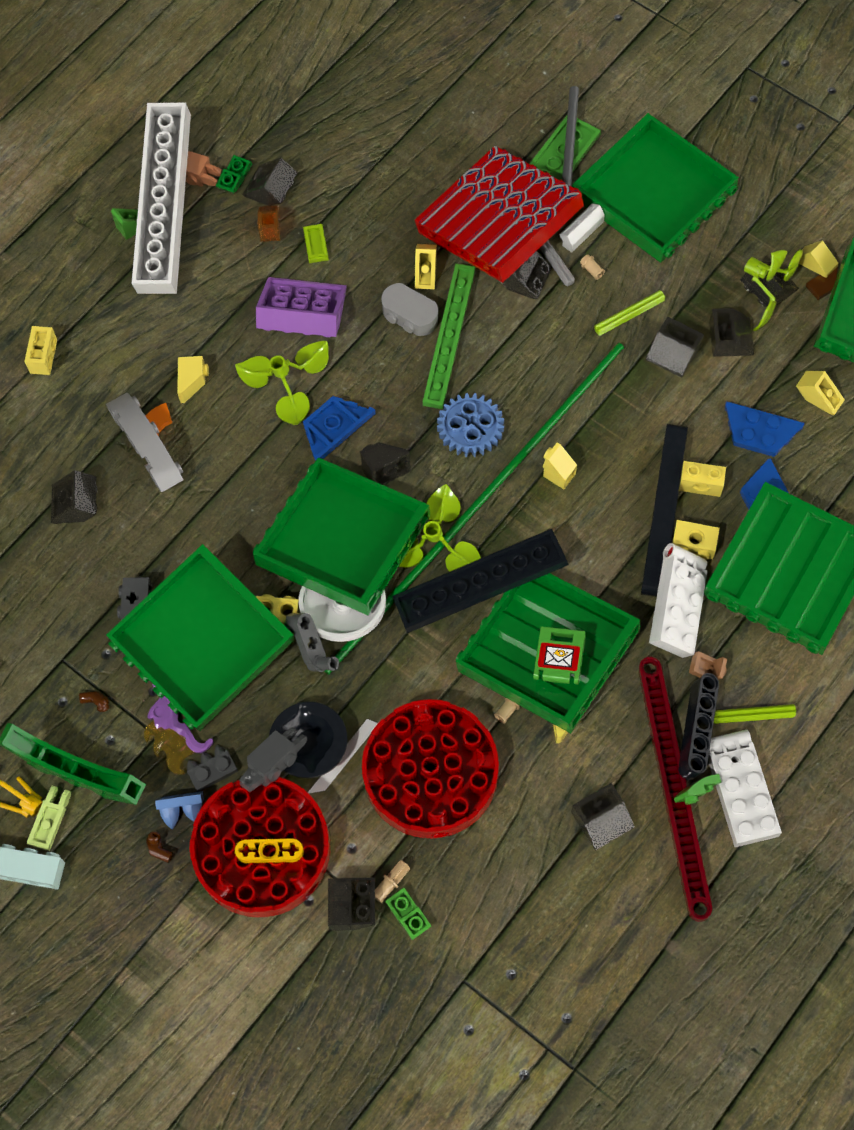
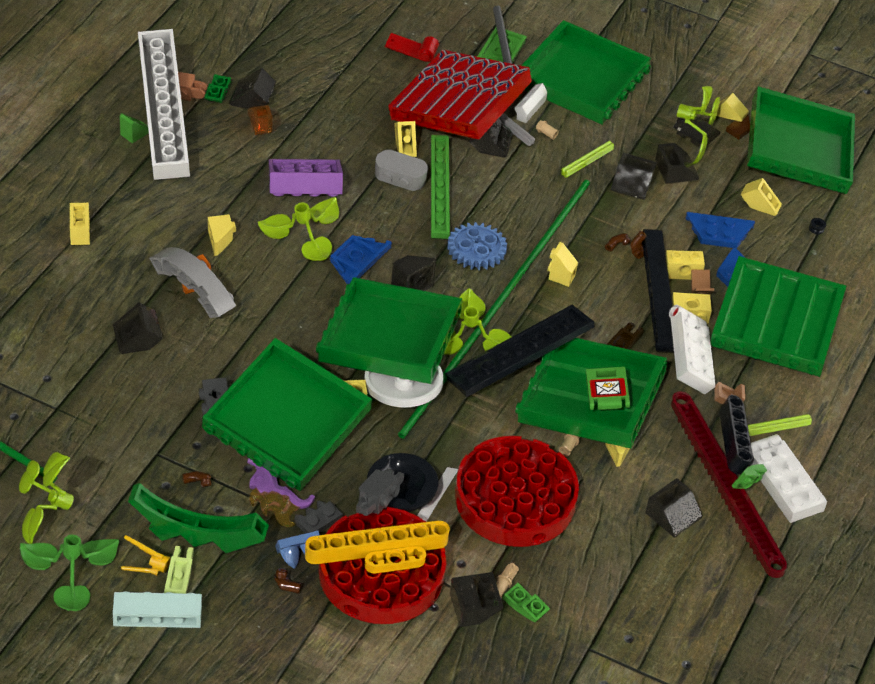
camera: 20 degrees left, 20 degrees down
(242, 823) = (359, 543): none -> yellow beam
(314, 656) = (385, 409): dark grey beam -> none
(315, 243) = (304, 132): lime tile -> none
(465, 135) = (424, 51): none -> red door
(605, 575) = (625, 337): none -> dark brown hinge
(634, 432) = (612, 243): none -> reddish brown arm
(654, 444) = (636, 245): none -> reddish brown arm
(716, 505) = (701, 282): none -> medium nougat bracket

